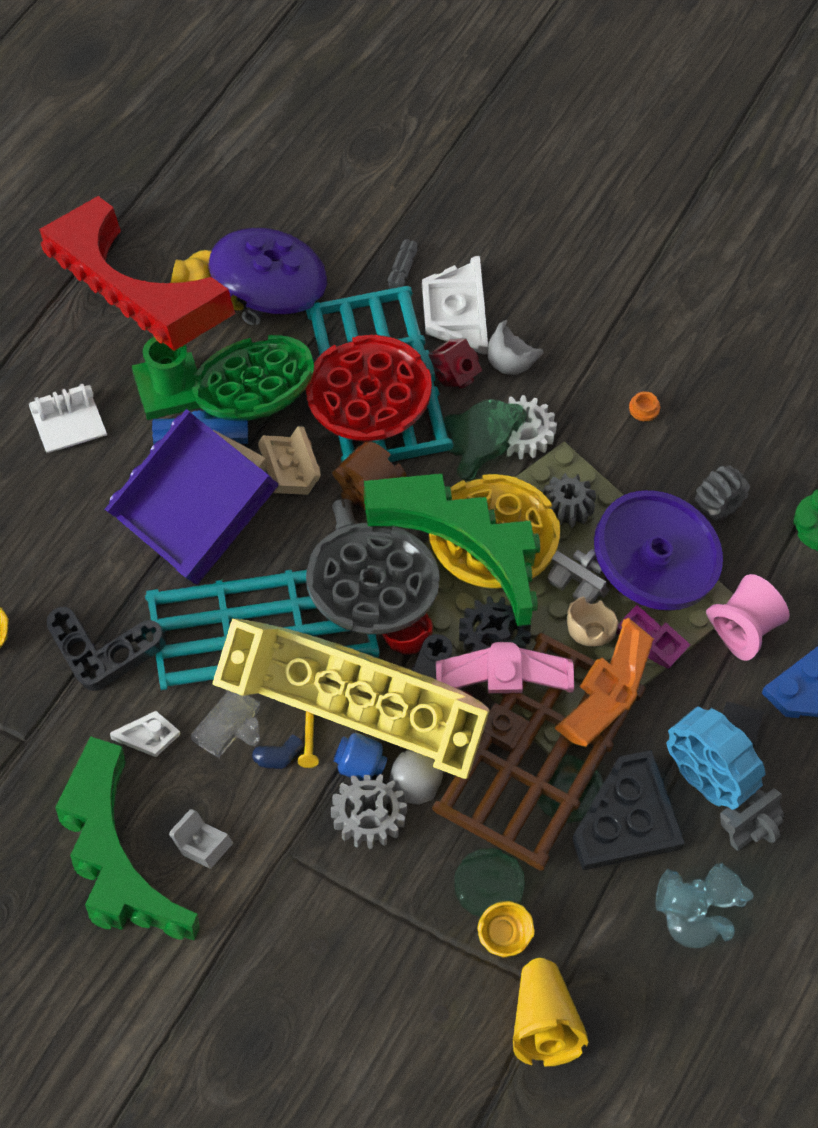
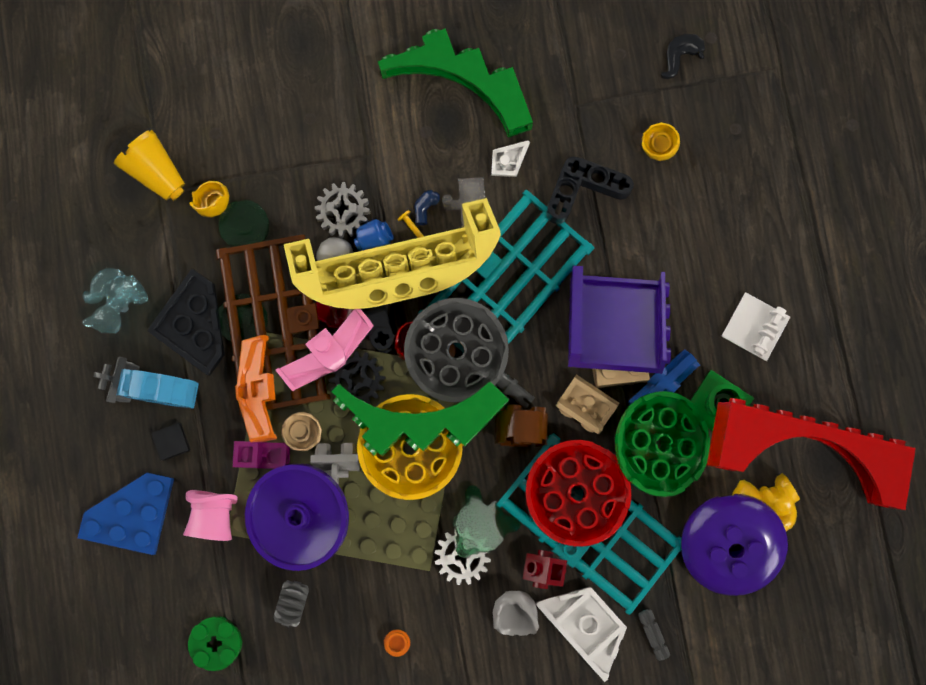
camera: 145 degrees right, 25 degrees up
(199, 841) = (420, 119): light grey bracket -> none
(570, 499) = (381, 522): dark grey gear -> none

